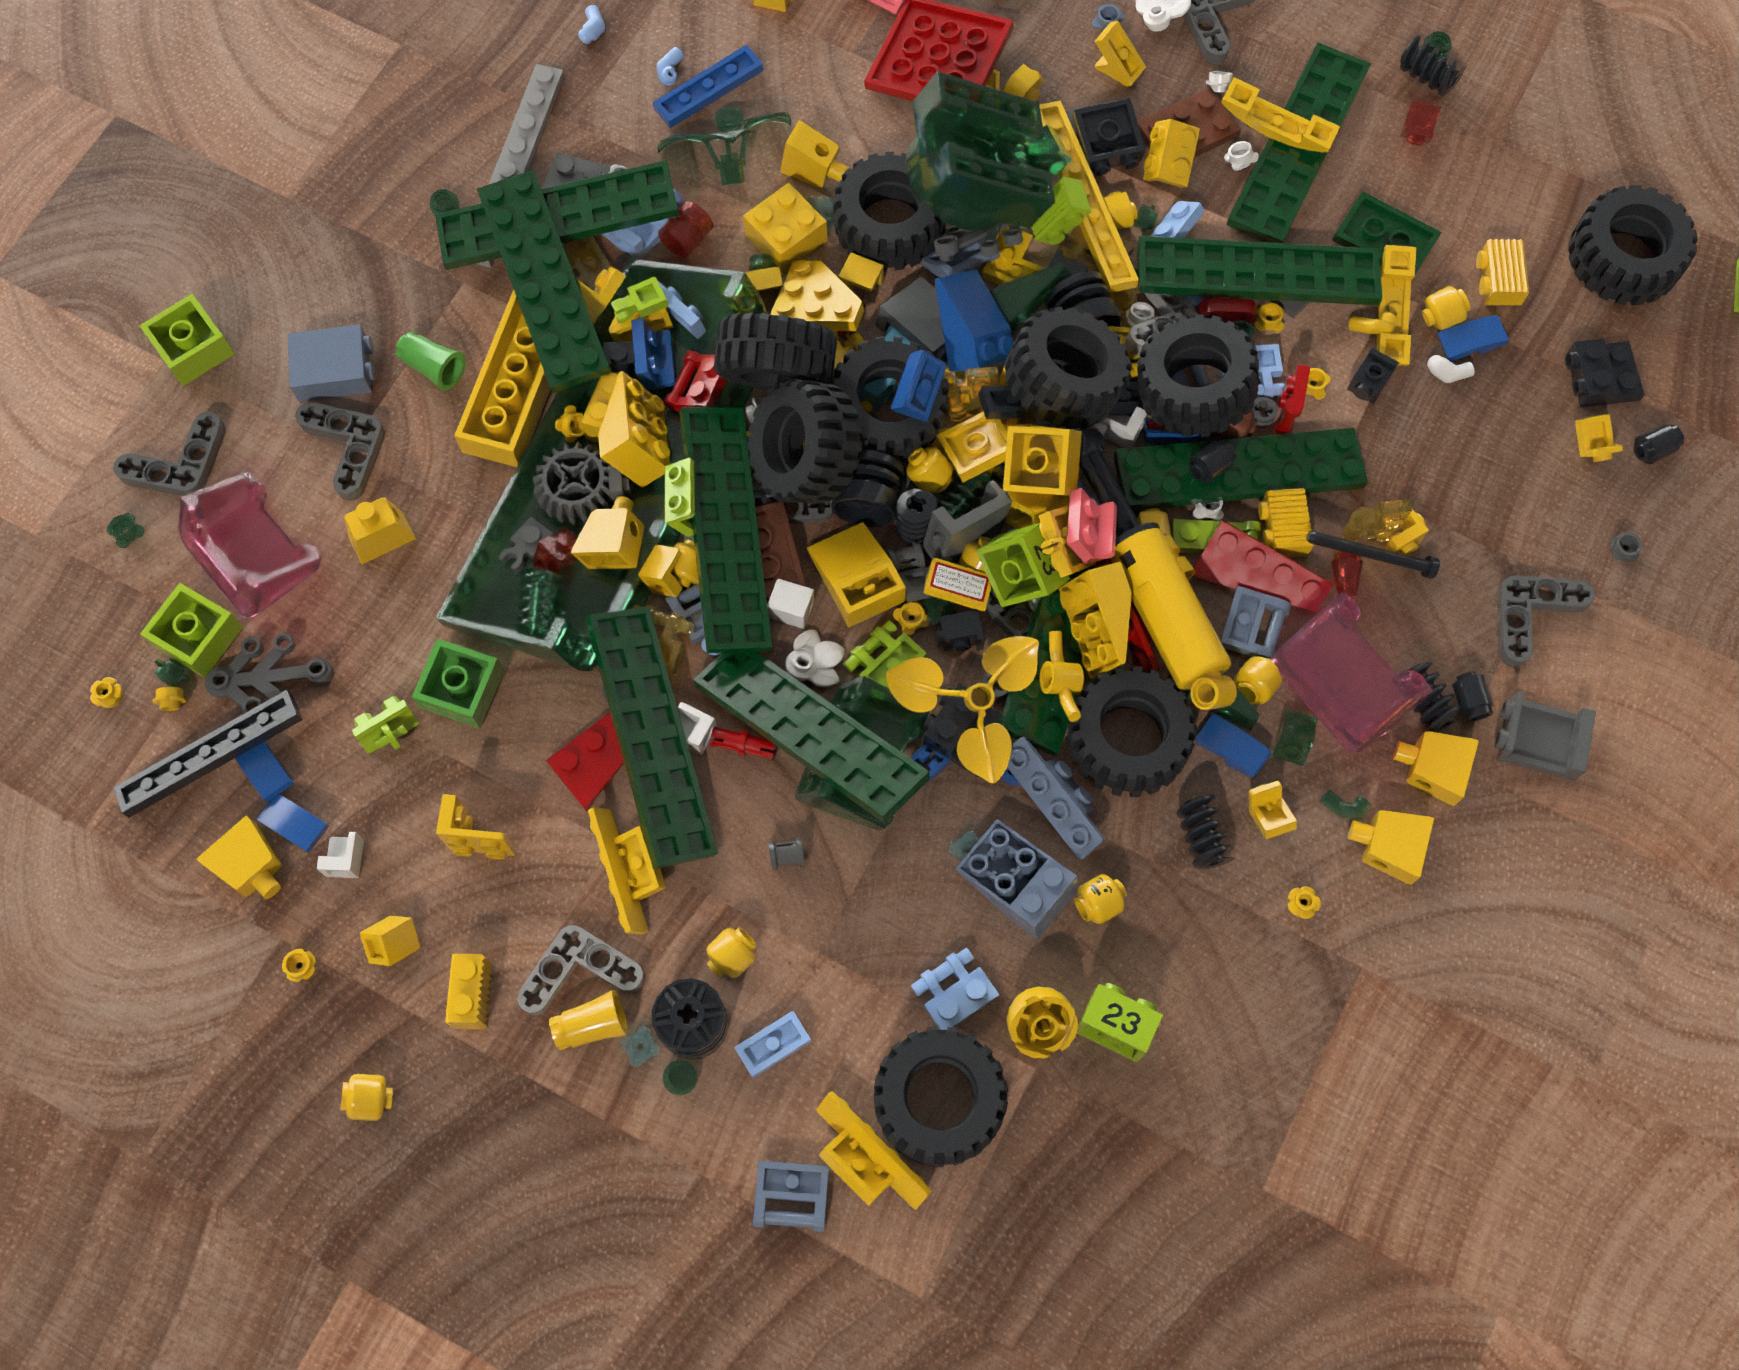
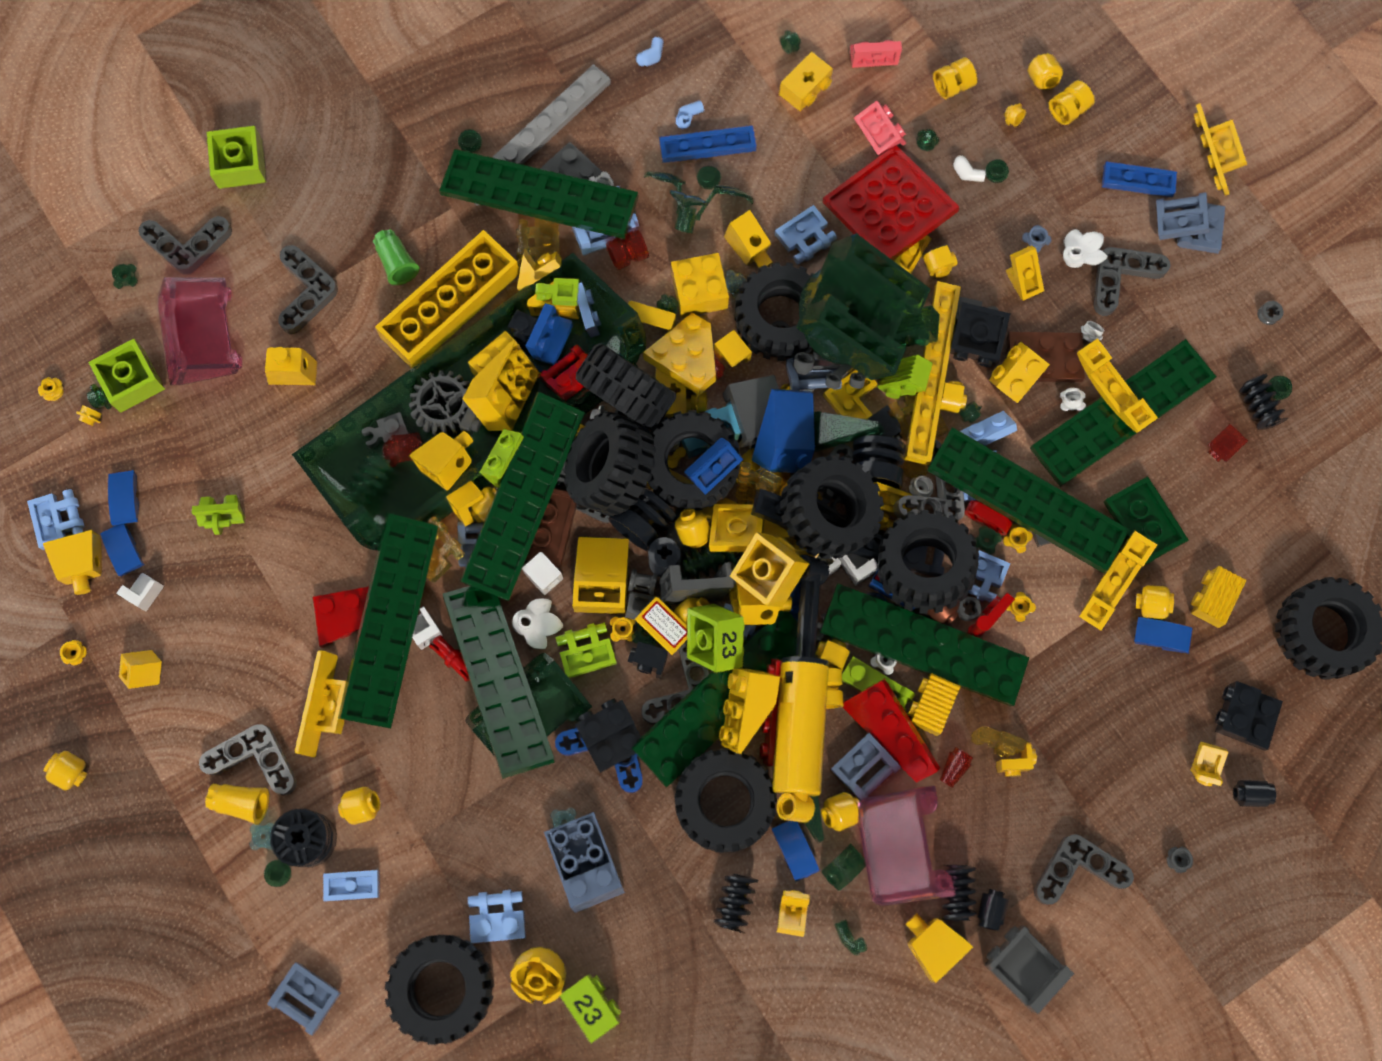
camera: 25 degrees right, 5 degrees up
(184, 835) = (48, 520): none -> light blue plate
(207, 753) = (91, 470): plate -> none
(263, 673) = (159, 432): dark grey plant -> none
(330, 363) = (325, 223): sand blue brick -> none
(456, 832) = (220, 614): yellow bracket -> none
(458, 683) = (281, 510): bright green brick -> none
(468, 991) = (170, 735): yellow brick -> none
(543, 281) = (498, 241): dark green plate -> none
(571, 430) = (457, 355): yellow plate -> none
(786, 853) = (437, 754): dark grey bush -> none
(860, 121) = (800, 229): none -> light blue plate
(865, 1159) = (364, 1001): yellow bracket -> none
(984, 749) = (612, 758): yellow plant -> none
(1054, 530) = (753, 639): yellow plate -> none
(1057, 796) = (646, 816): sand blue bracket -> none
(1062, 677) = (695, 736): yellow piece -> none
(1091, 527) = (774, 639): coral bracket -> none
(1100, 899) = (633, 910): yellow head -> none
(1212, 461) = (900, 631): black brick -> none
(1300, 910) = (776, 984): yellow plate -> none
(1372, 376) = (1075, 620): black brick -> none
(1373, 326) = (1090, 587): yellow arm -> none
(1394, 843) = (868, 986): yellow torso -> none
(1429, 566) = (1020, 794): black bar -> none
(1447, 371) = (1127, 650): white arm -> none

